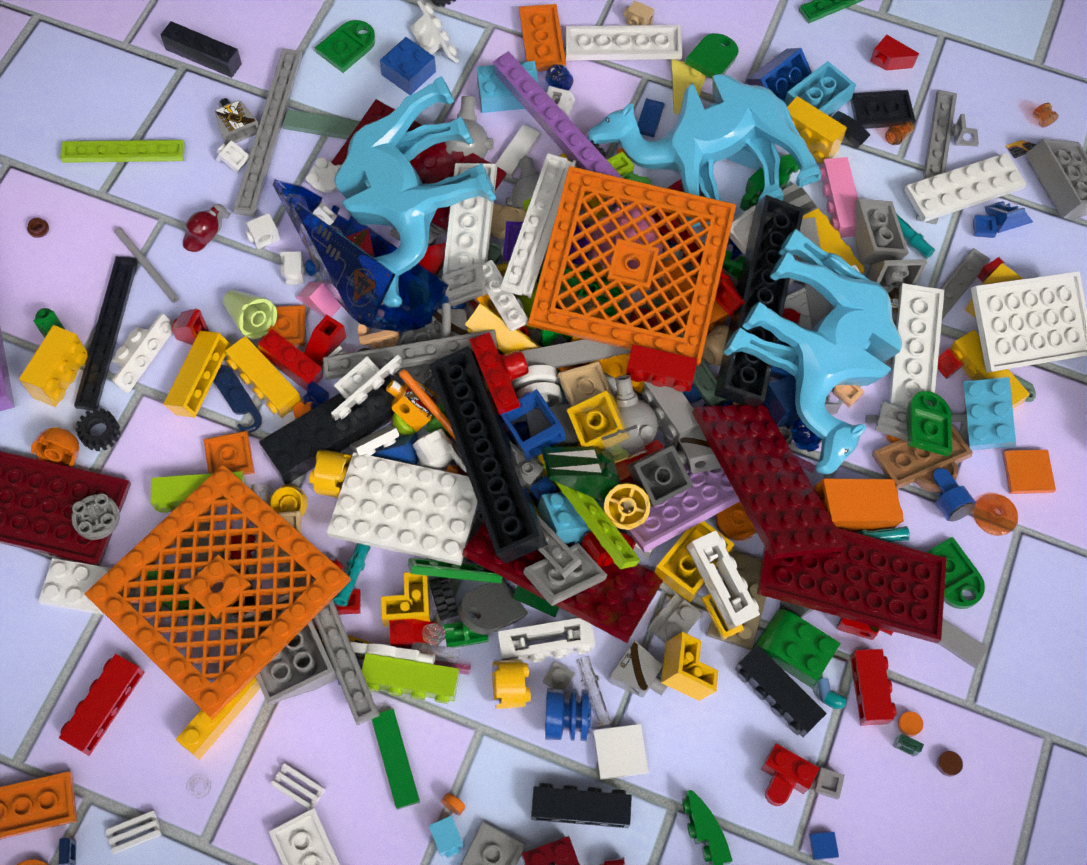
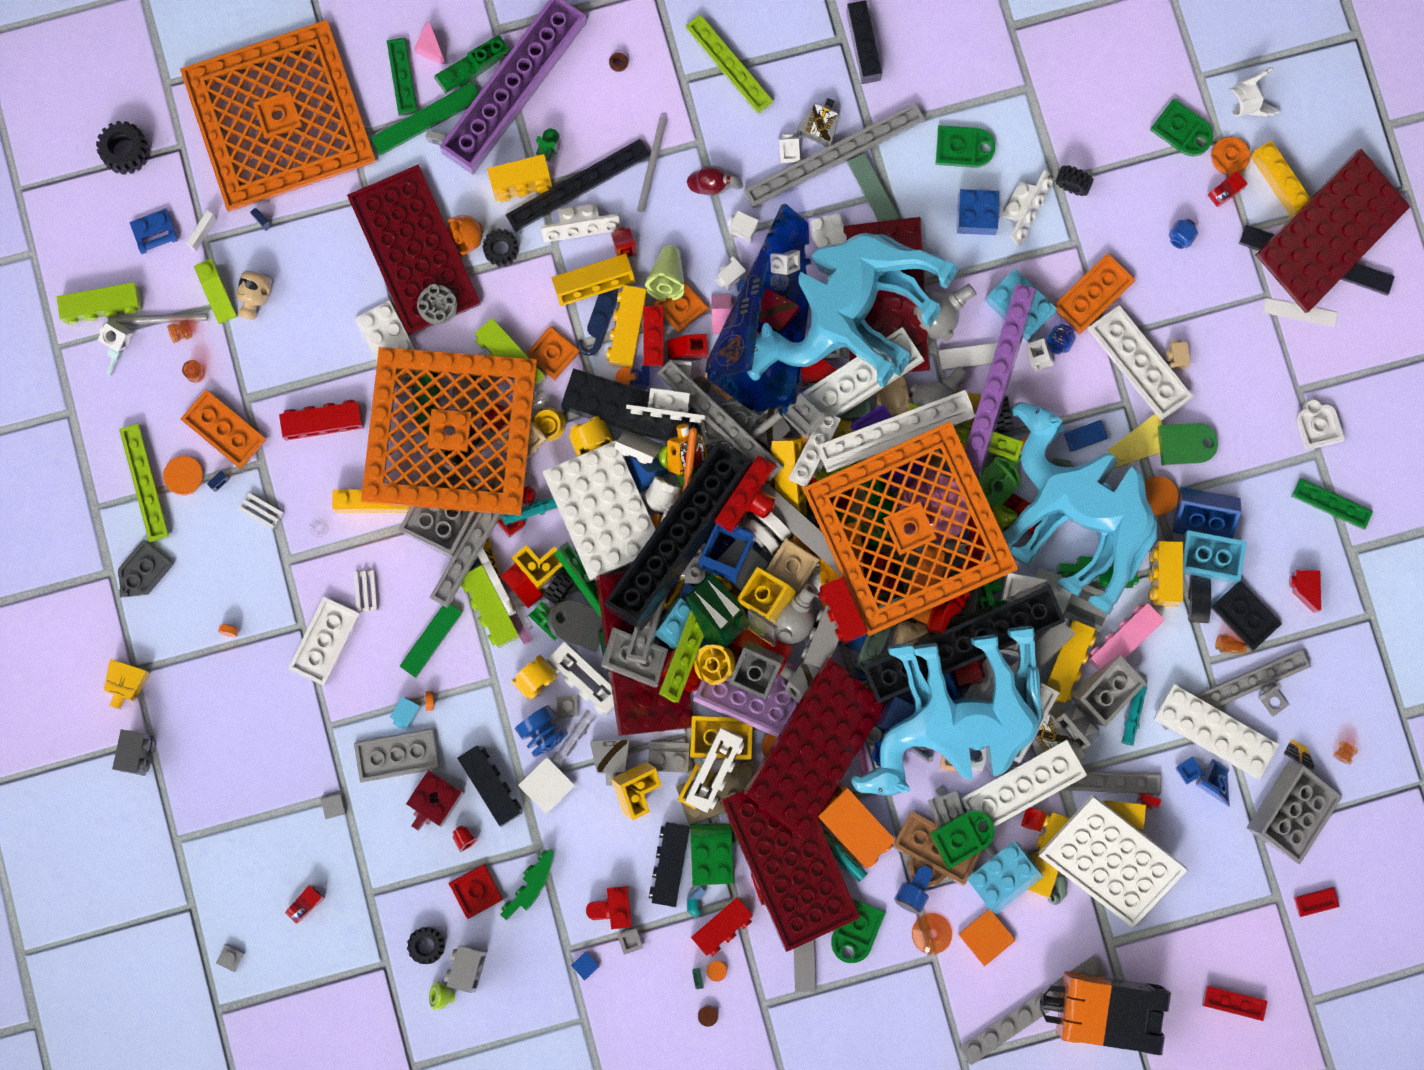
camera: 55 degrees right, 15 degrees up
(433, 634) = (526, 602): clear plate -> none

